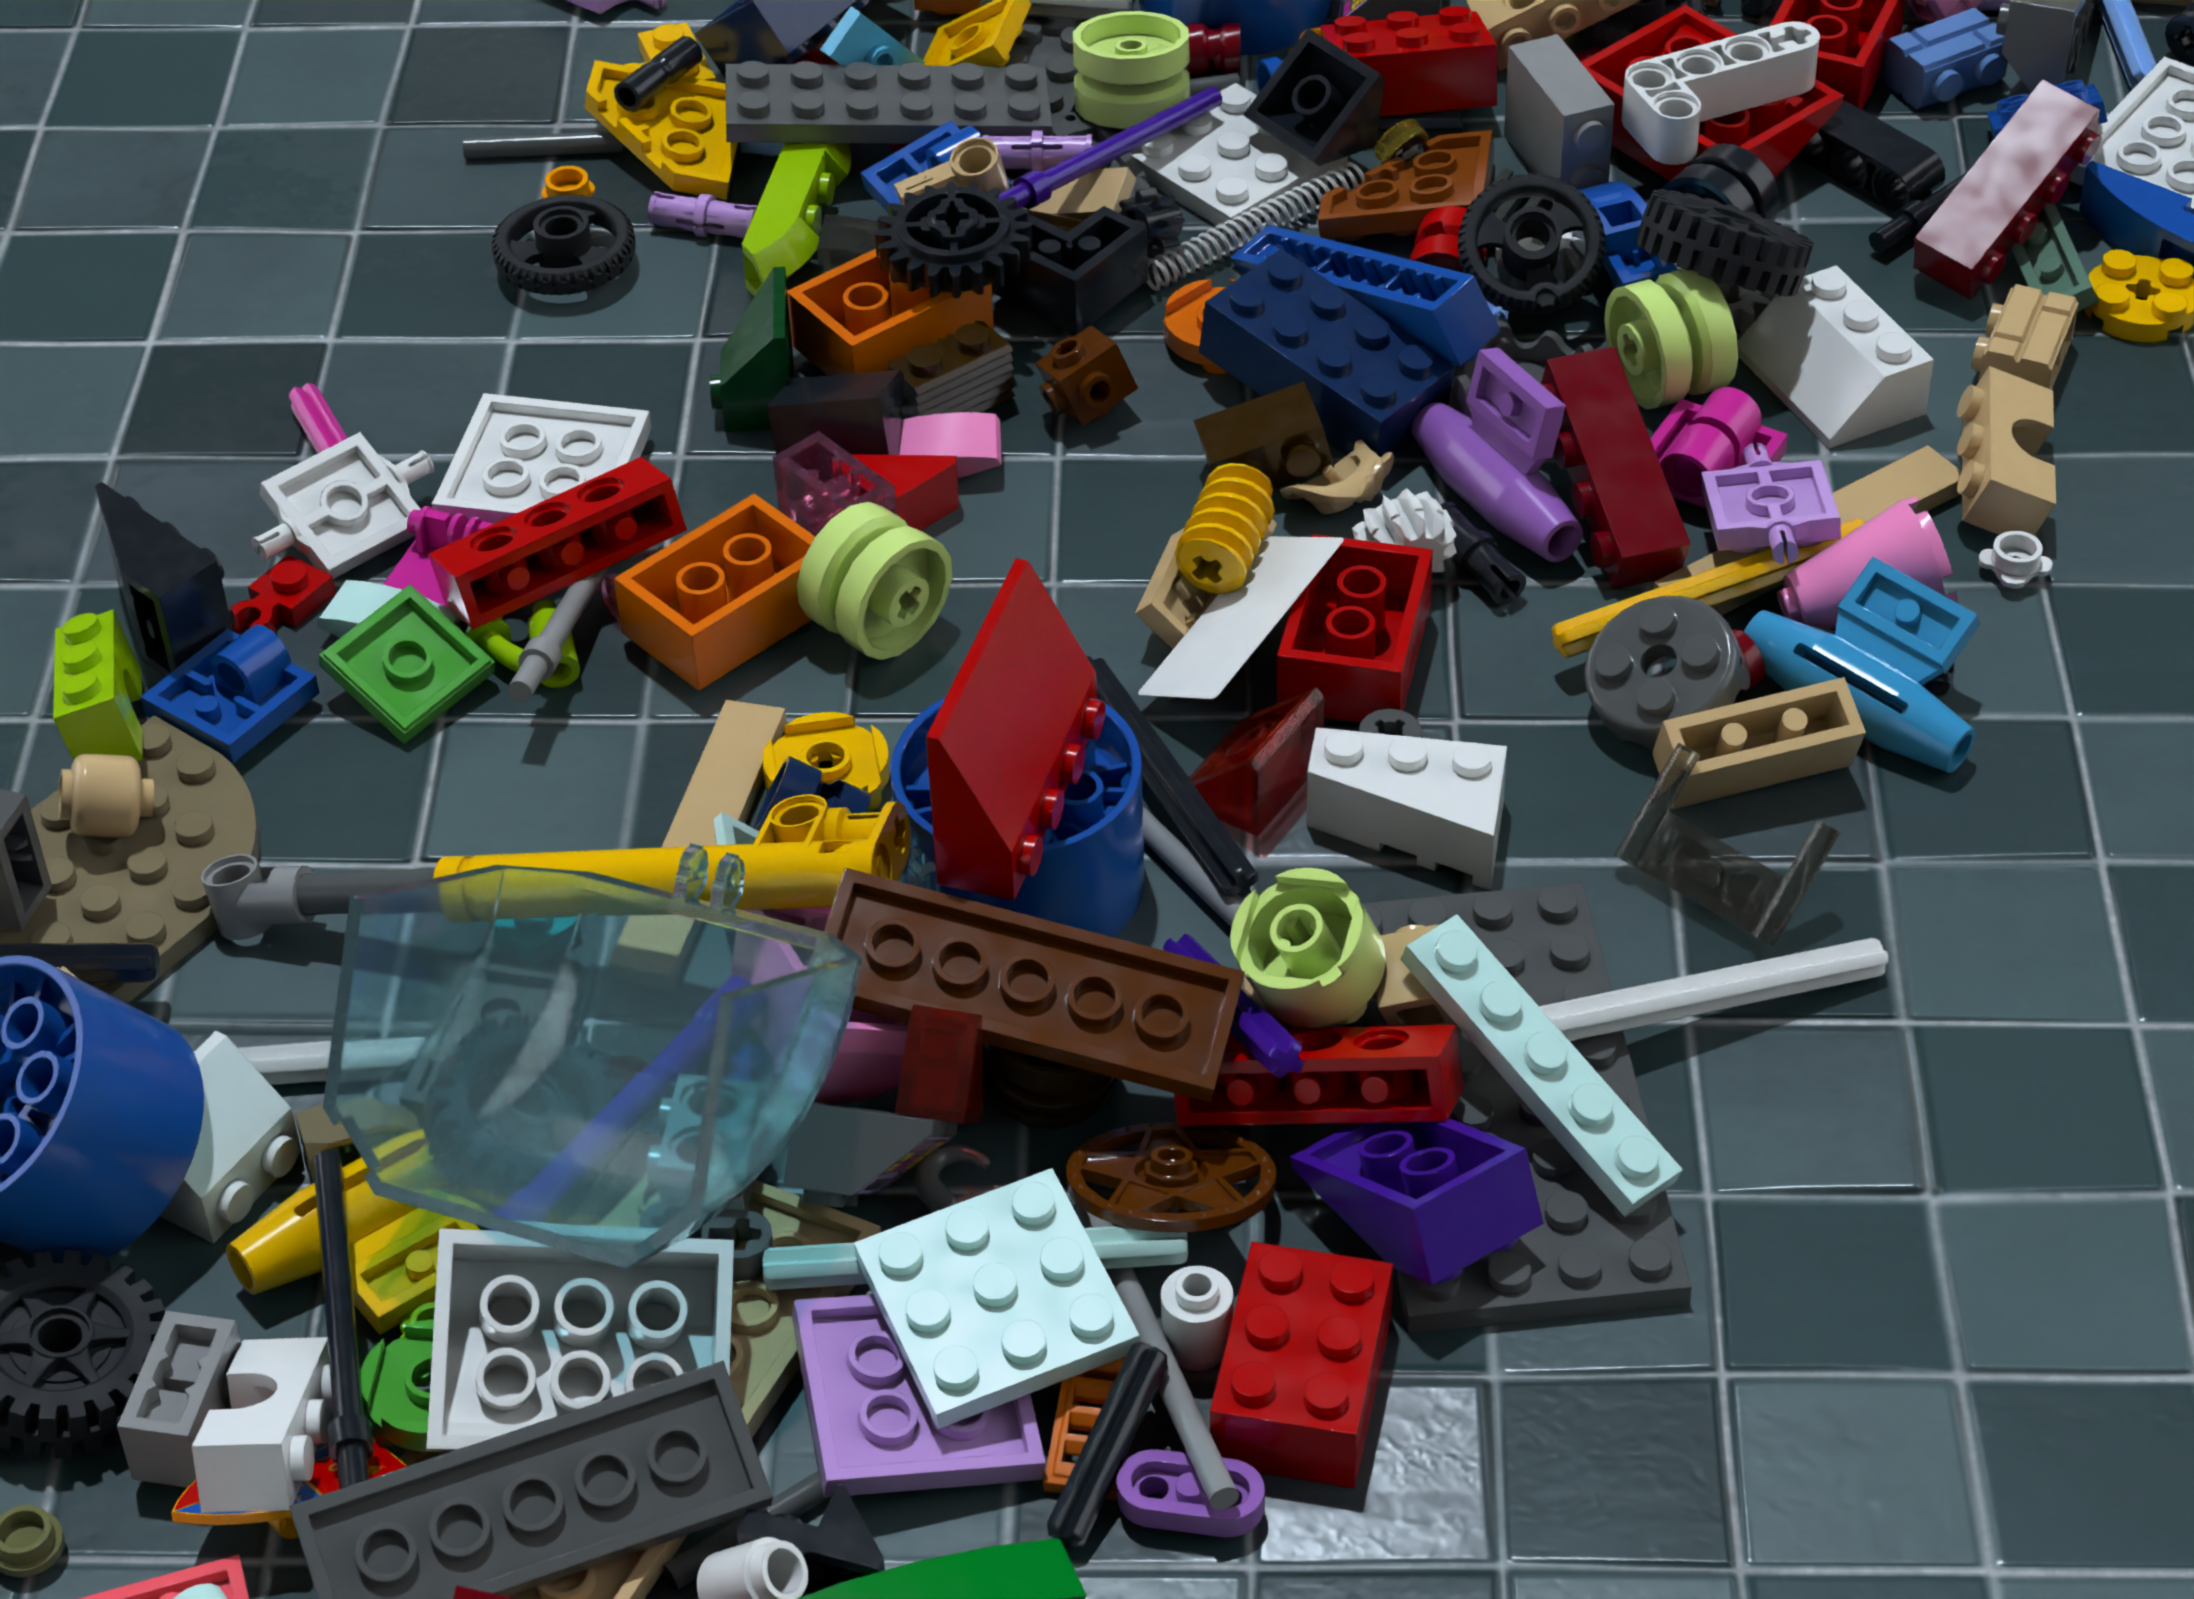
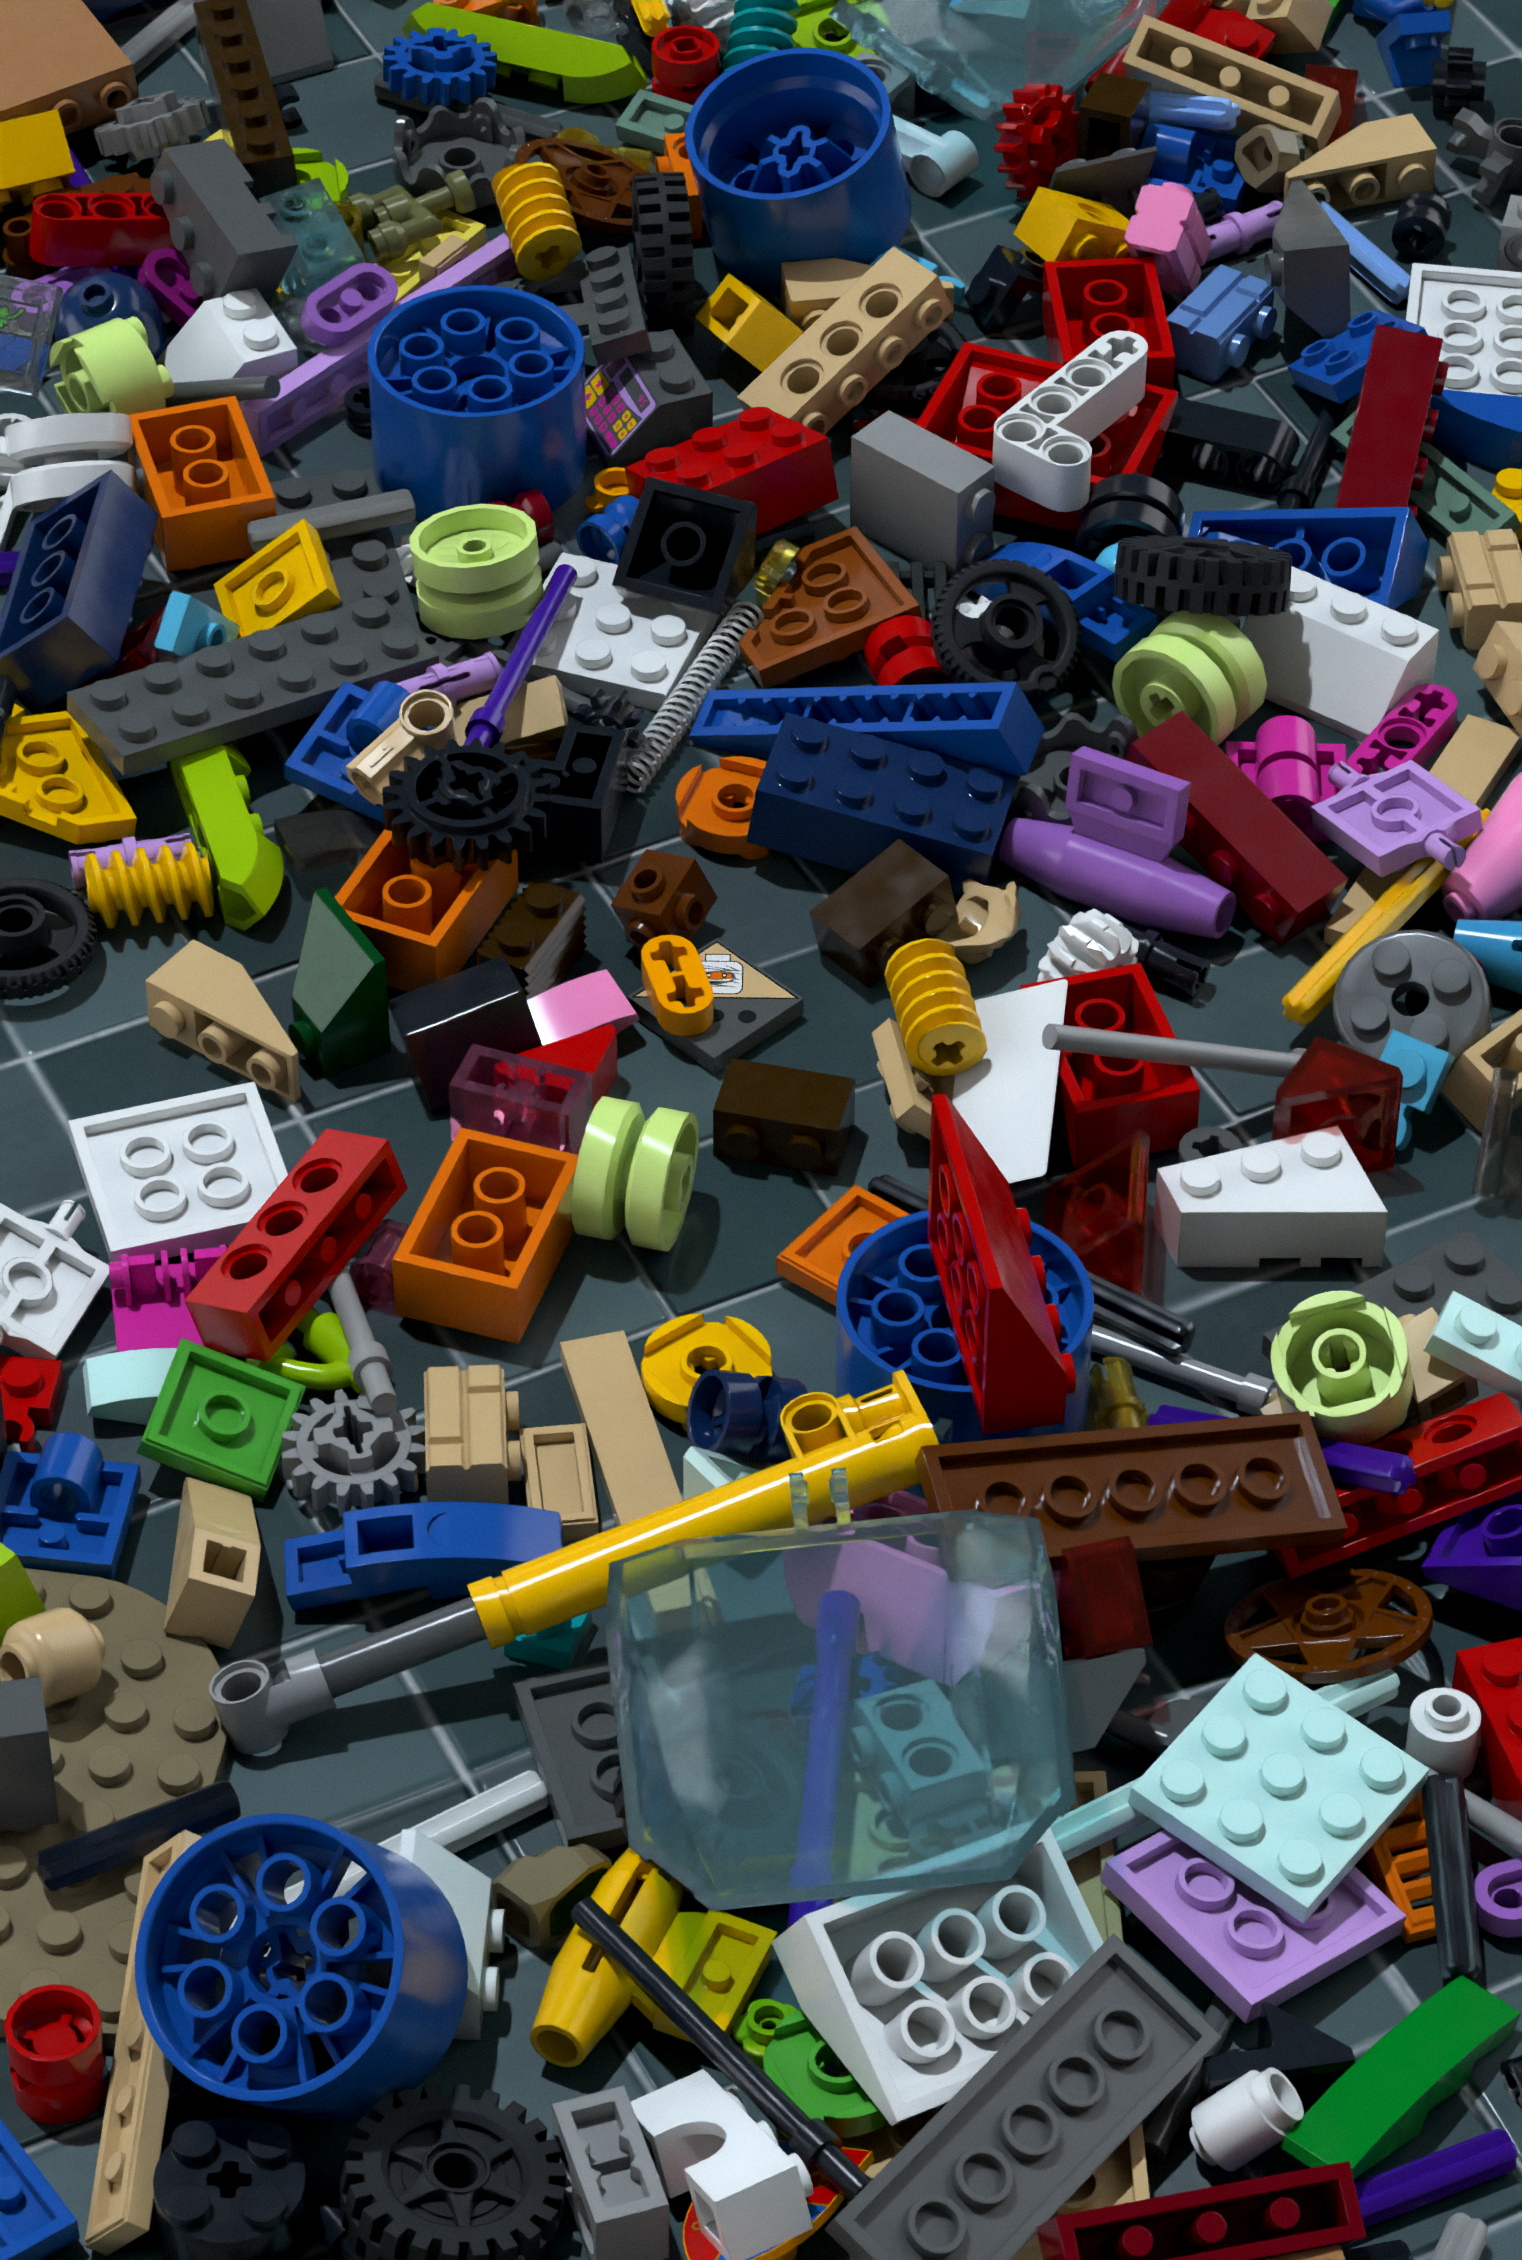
camera: 30 degrees left, 0 degrees up
(305, 770) = (213, 1563): none -> tan slope
(461, 817) = (415, 1548): none -> blue slope
(487, 730) = (352, 1453): none -> light grey gear
(586, 748) = (467, 1434): none -> tan brick
(640, 808) = (560, 1476): none -> tan tile
(669, 352) = (221, 1013): none -> tan slope
(689, 238) = (149, 884): none -> yellow piece
(1036, 444) = (687, 983): none -> light orange beam
(1078, 476) = (746, 1008): none -> dark grey tile
(1079, 580) = (784, 1117): none -> dark brown brick
(1153, 915) = (1116, 1396): none -> clear yellow pin
(1531, 718) = (1347, 1090): none -> clear red slope
(1532, 690) = (1169, 1050): none -> light grey bar
(1613, 734) = (1423, 1074): none -> medium azure plate
(1878, 436) = (1402, 723): none -> dark pink beam
(1911, 275) = (1358, 549): none -> blue wedge

